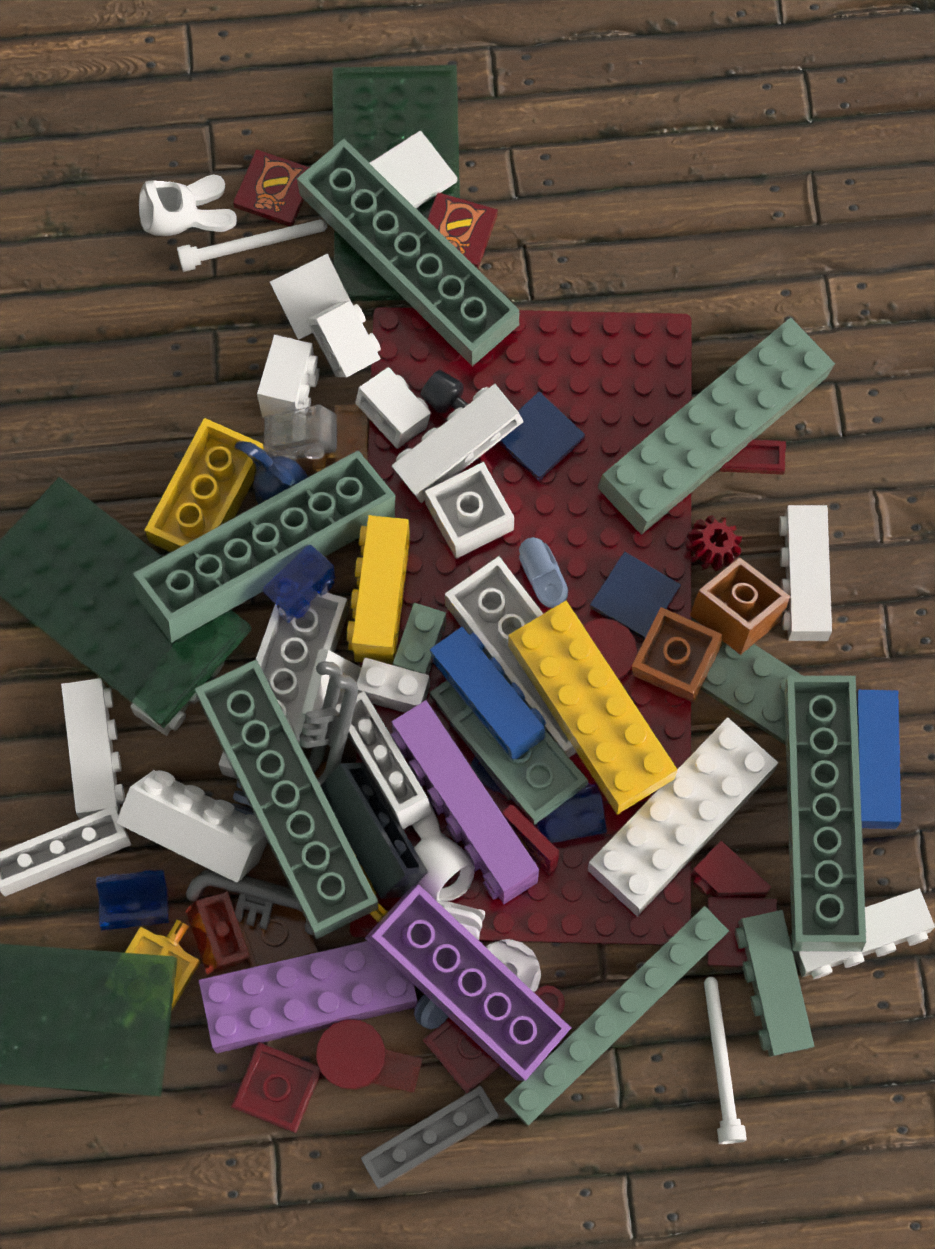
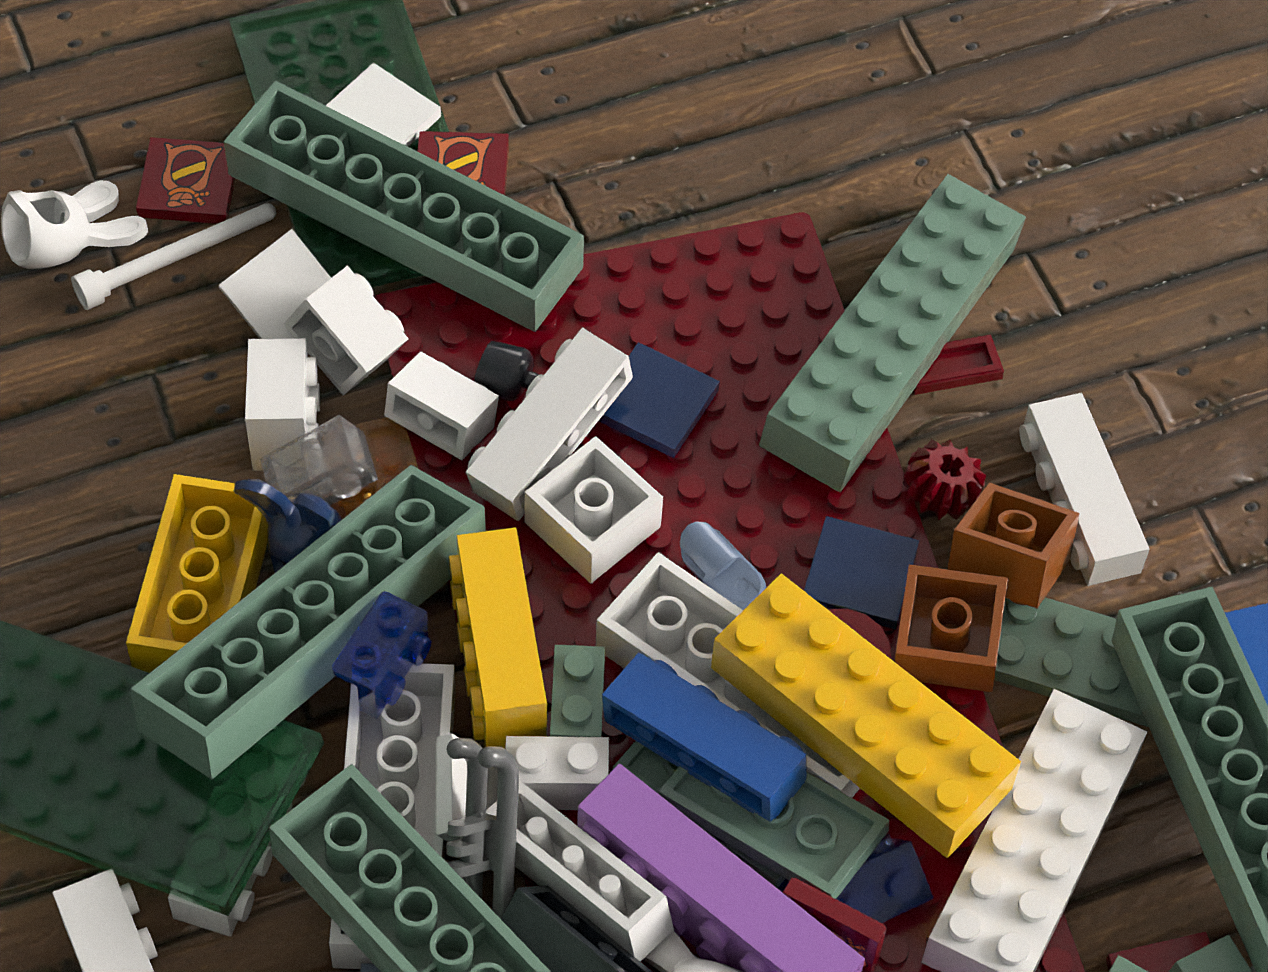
camera: 20 degrees left, 15 degrees down
(727, 875) = (1128, 915): dark red slope -> none

